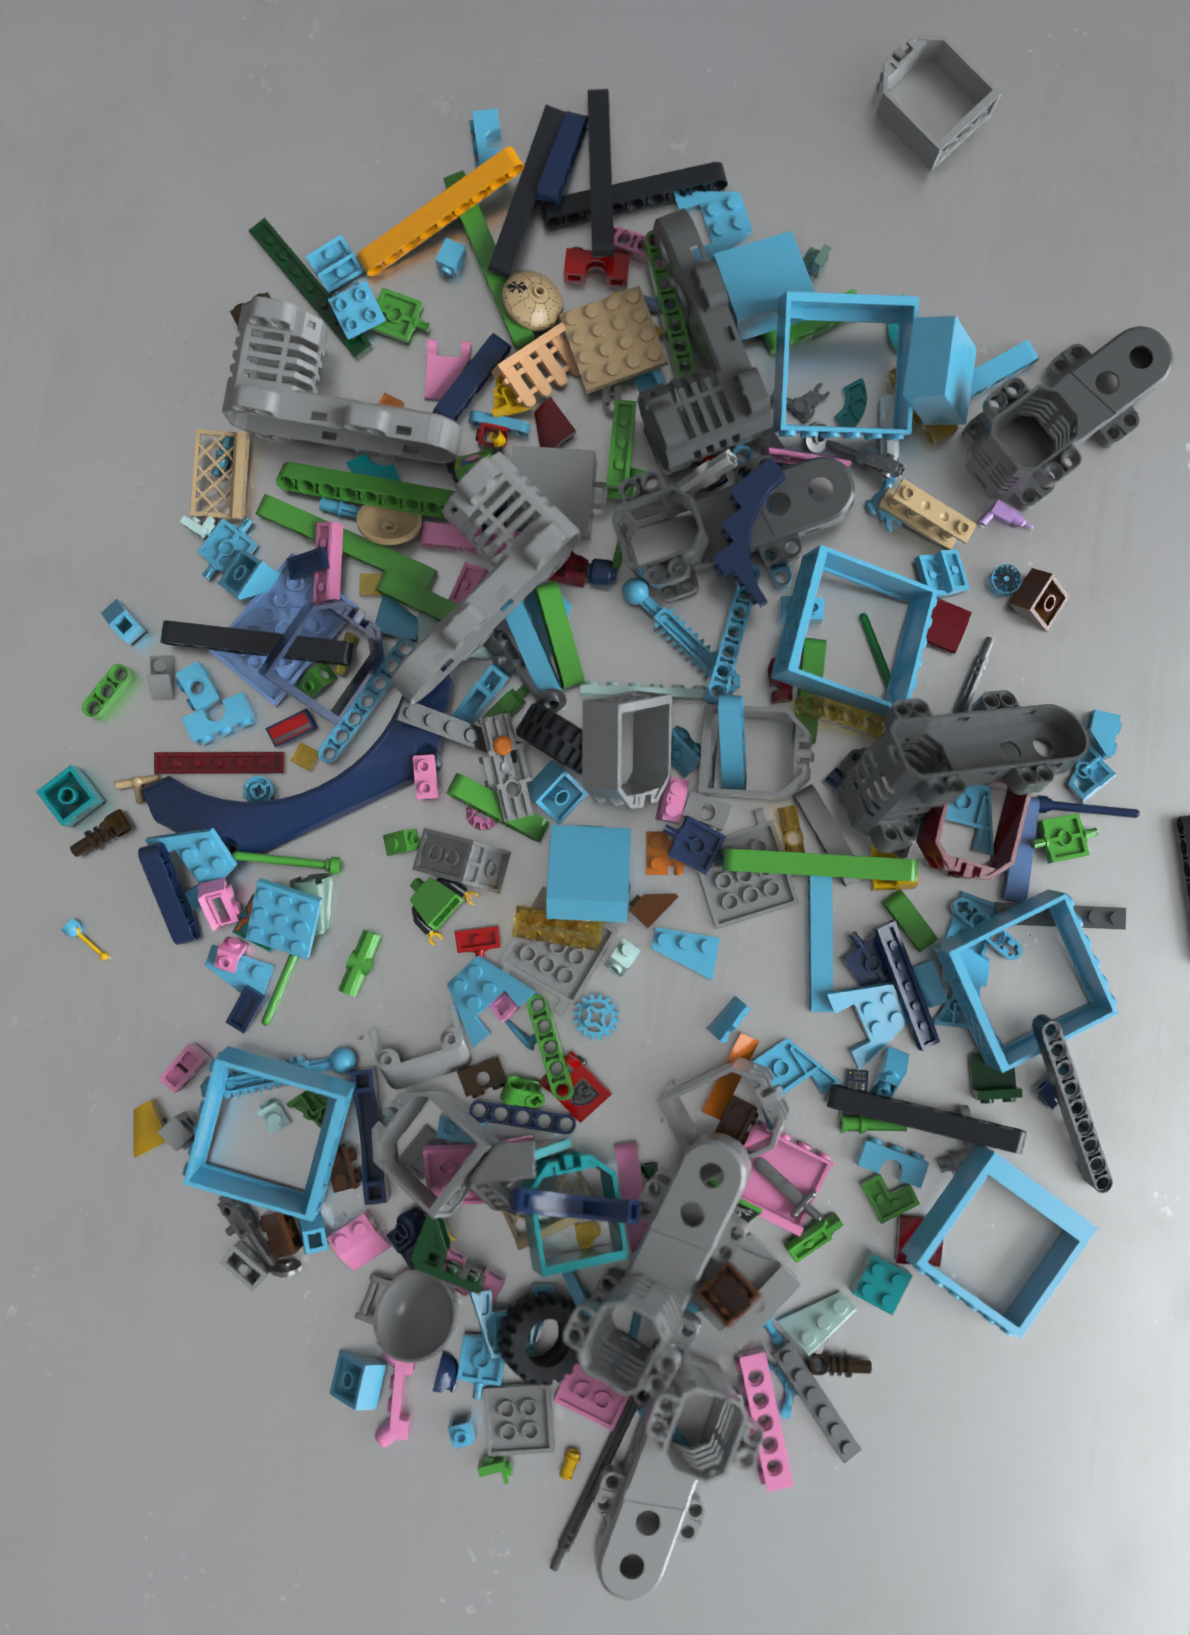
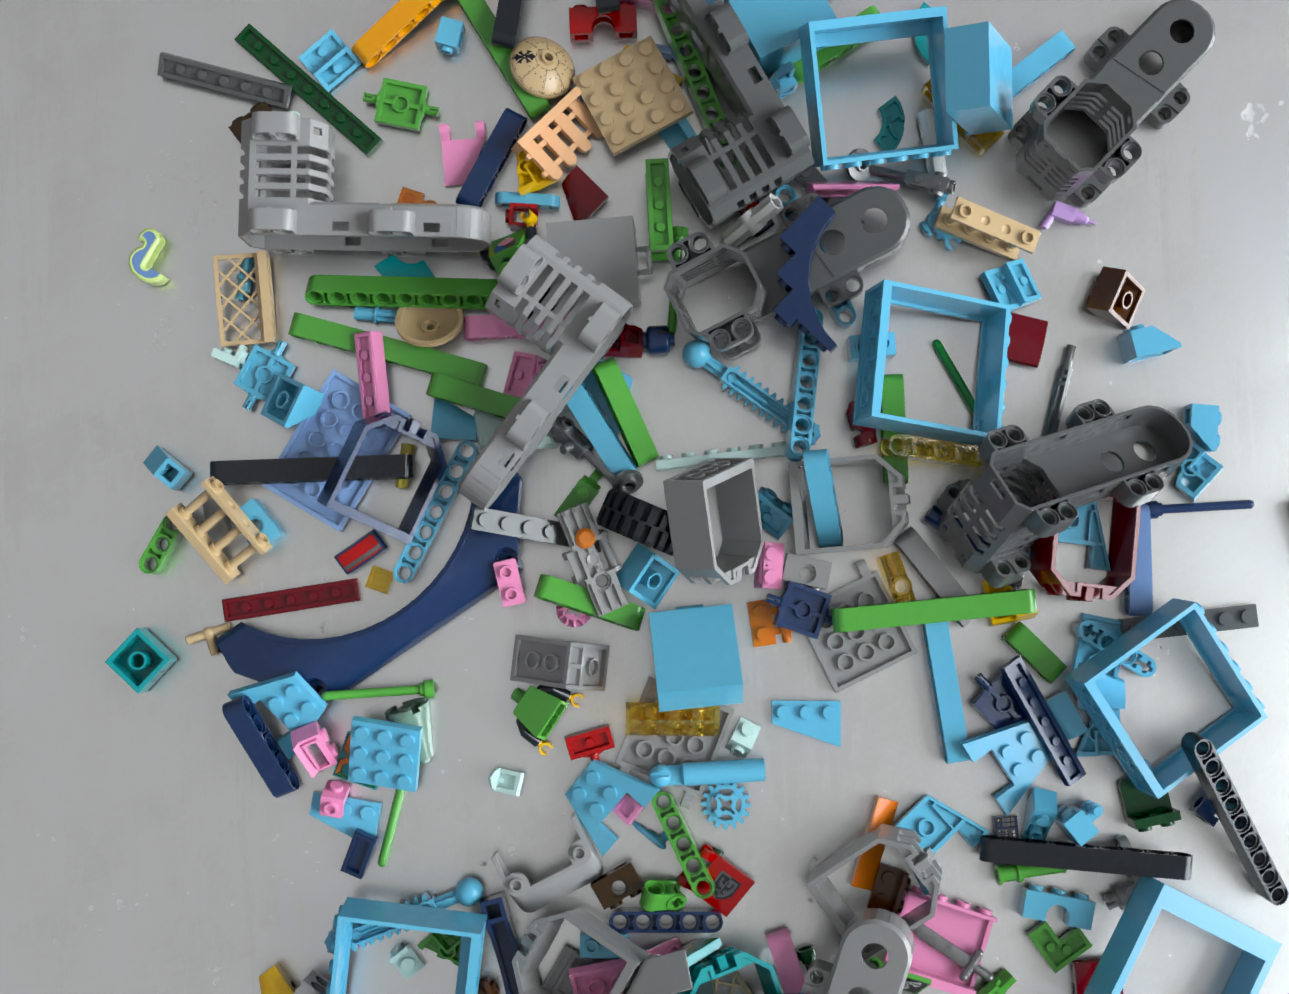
camera: 10 degrees left, 0 degrees up
(73, 929) = (166, 798): hinge -> none
(114, 823) = (193, 681): dark brown piece -> none
(132, 420) = (144, 257): none -> yellowish green animal
(144, 695) = (203, 543): none -> tan fence
(184, 1067) = (305, 925): bright pink brick -> none
(232, 267) = (224, 80): none -> dark grey plate
(237, 713) = (302, 545): medium azure arch -> none
(259, 789) = (337, 622): medium azure wheel -> none
(308, 563) = (351, 378): dark blue tile -> none
(313, 682) = (376, 500): bright green bracket -> none
(356, 309) = (360, 105): medium azure plate -> none
(359, 963) = (470, 786): bright green piece -> none
(368, 583) = (417, 389): clear yellow tile -> none
(393, 963) = (506, 781): none -> light aqua plate
(401, 842) = (494, 653): bright green bracket -> none
(482, 694) = (554, 486): medium azure slope -> none
(584, 984) = (708, 772): none -> medium azure piece
(606, 395) = (634, 154): light grey beam -> none
(650, 907) = (765, 681): reddish brown slope -> none
(728, 1019) = (863, 785): medium azure slope -> none
(757, 347) = (784, 81): none -> medium azure slope
(802, 405) = (838, 134): flat silver piece -> none
(924, 1085) = (1077, 822): none -> medium azure brick
(1004, 580) = (1076, 283): medium azure wheel -> none
(1060, 646) = (1144, 343): none -> medium azure slope
(1063, 838) = (1180, 542): bright green plate -> none

